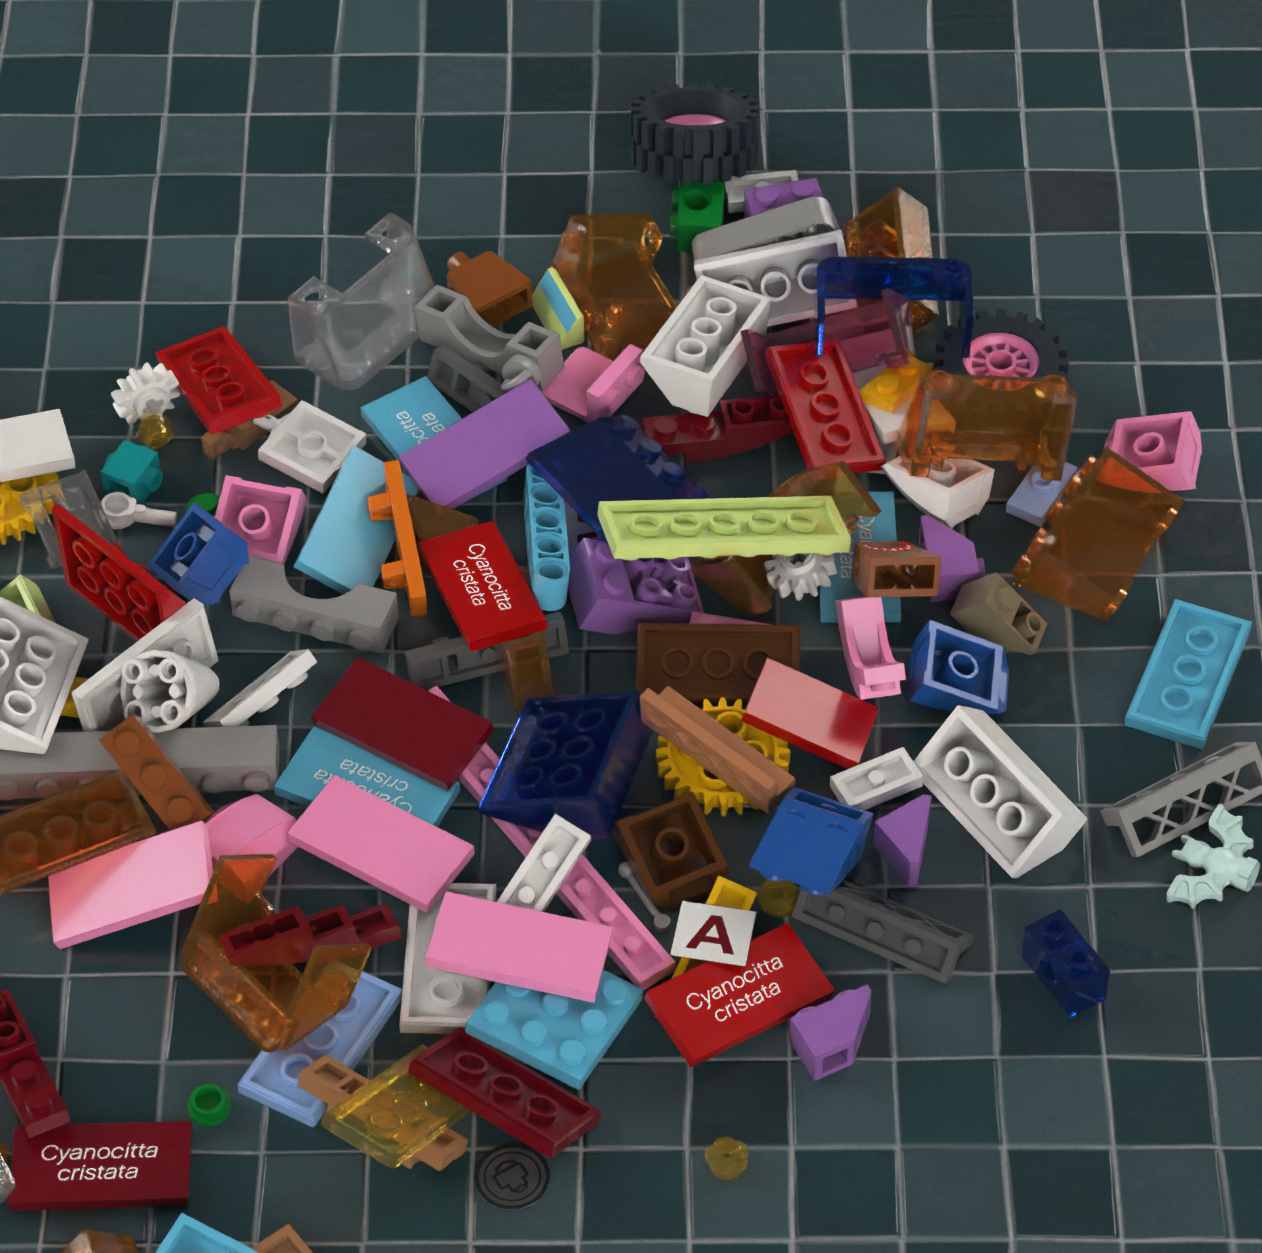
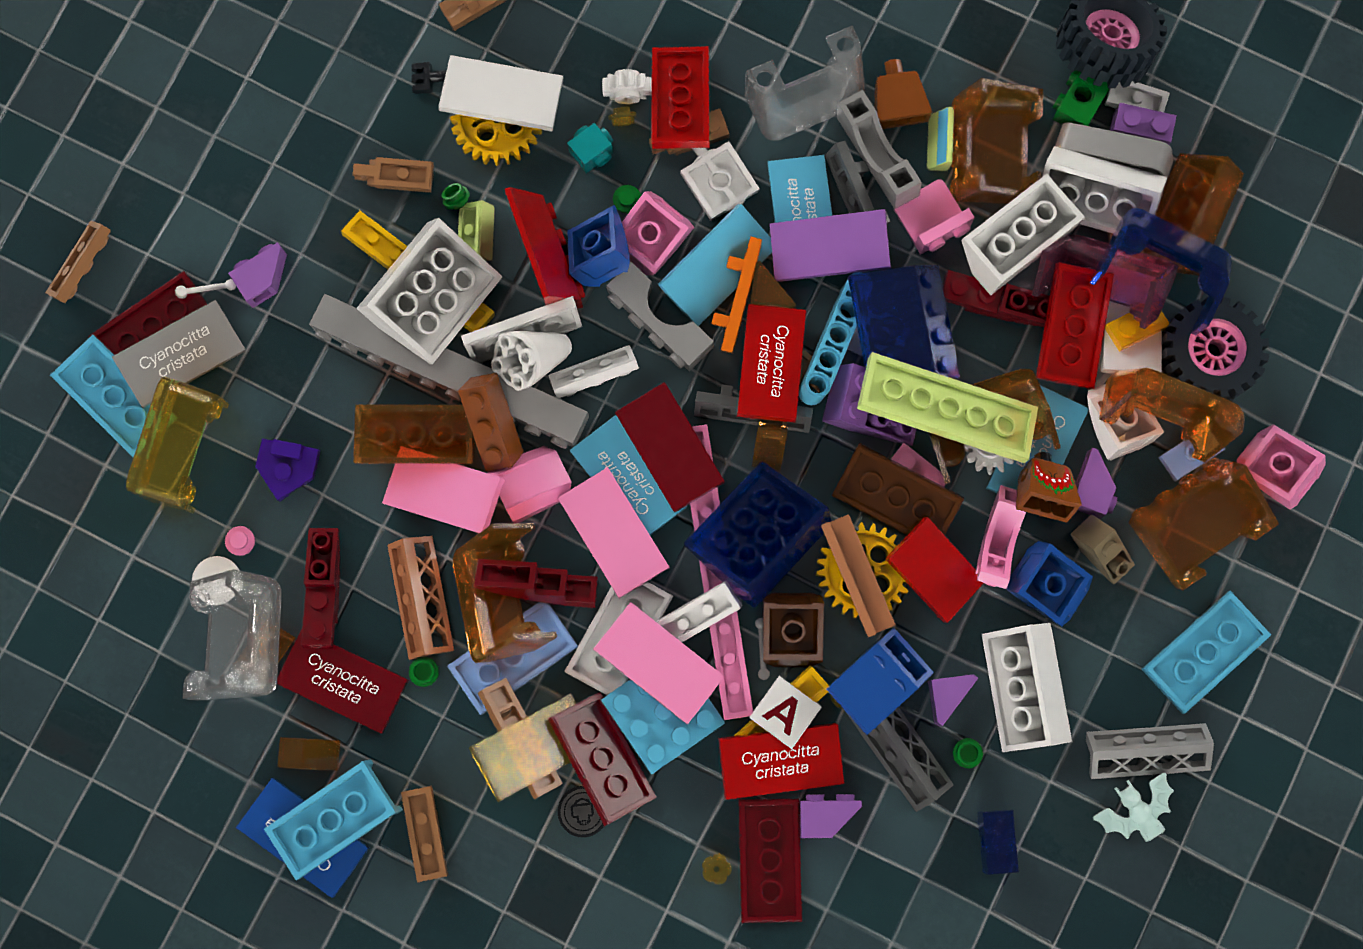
camera: 30 degrees right, 30 degrees up
(76, 496) = (540, 166): clear plate -> none
(123, 511) = (570, 173): white plate -> none
(156, 1025) = (414, 597): none -> nougat fence
(519, 370) = (881, 196): light grey tile -> none
(792, 1120) = (770, 860): none -> dark red tile
(877, 780) = (953, 638): white plate -> none
(969, 893) = (967, 753): none -> green plate

